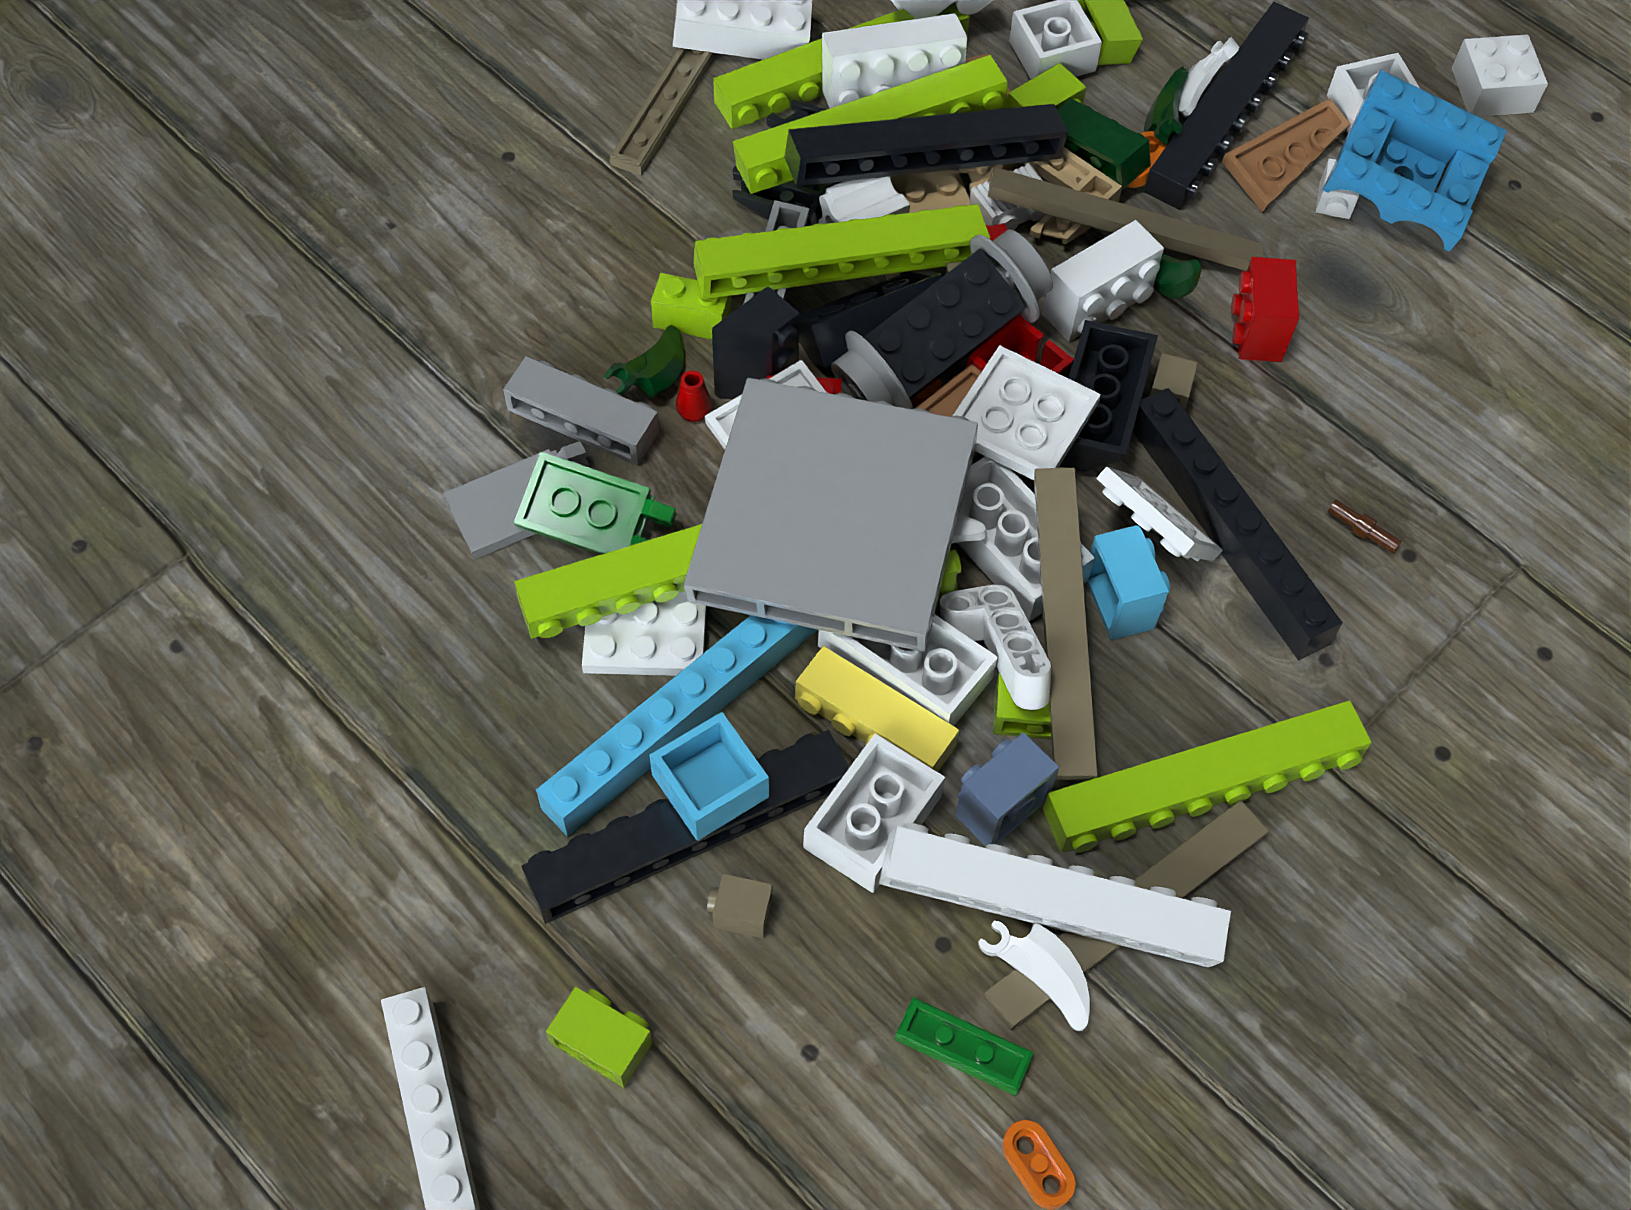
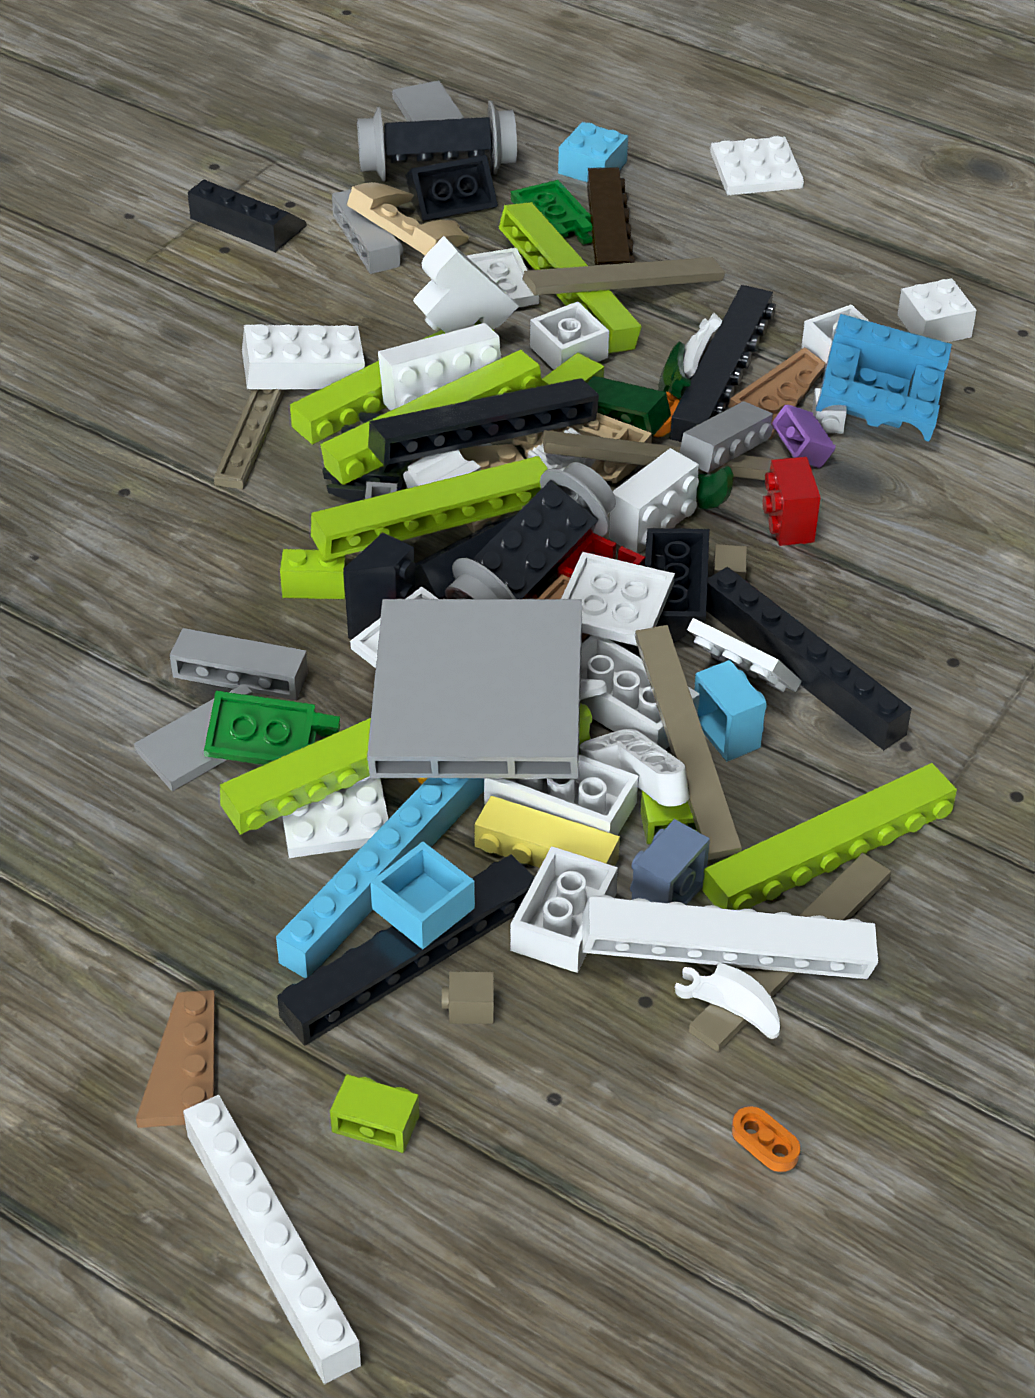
camera: 10 degrees left, 15 degrees down
(405, 927) = (184, 1062): none -> medium nougat wing
(655, 368) = (293, 623): dark green piece -> none
(693, 397) = (332, 638): red cone -> none
(964, 1046) = (681, 1069): green tile -> none
(1207, 208) = (726, 435): none -> light grey brick
(1300, 220) = (803, 435): none -> medium lavender brick
(1364, 526) = (912, 645): reddish brown bar -> none

